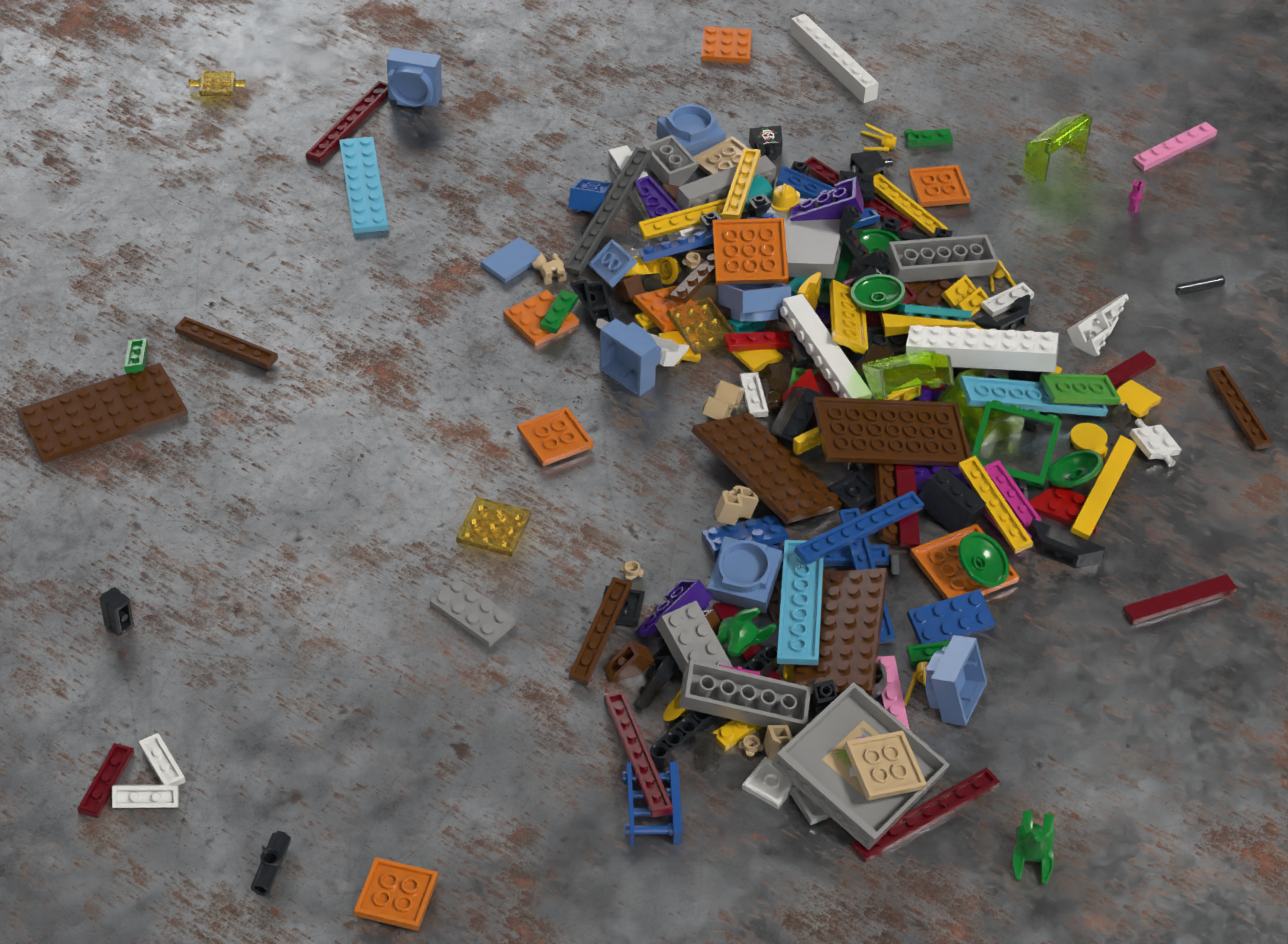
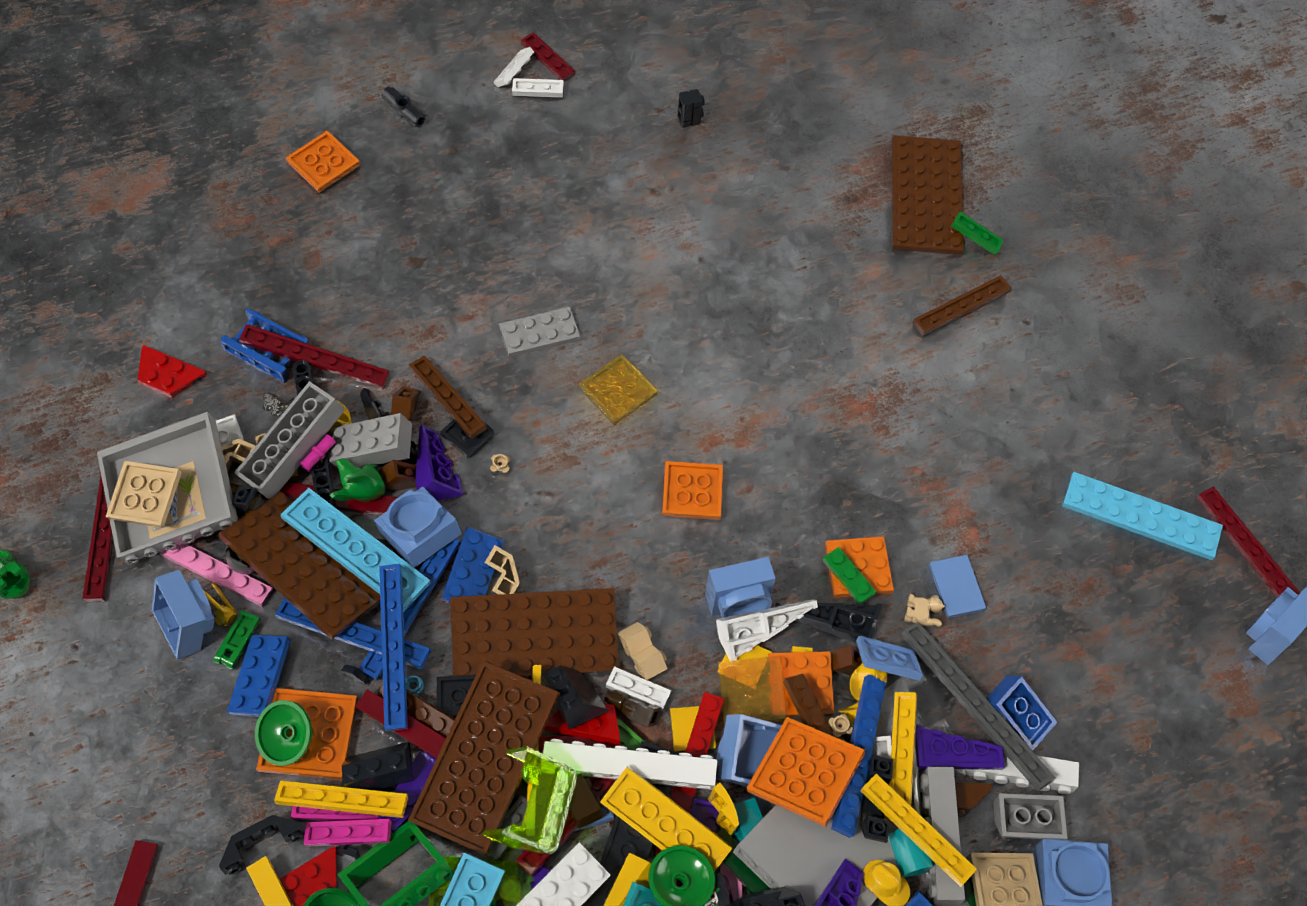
camera: 120 degrees right, 15 degrees up
(744, 870) = (165, 372): none -> red wing

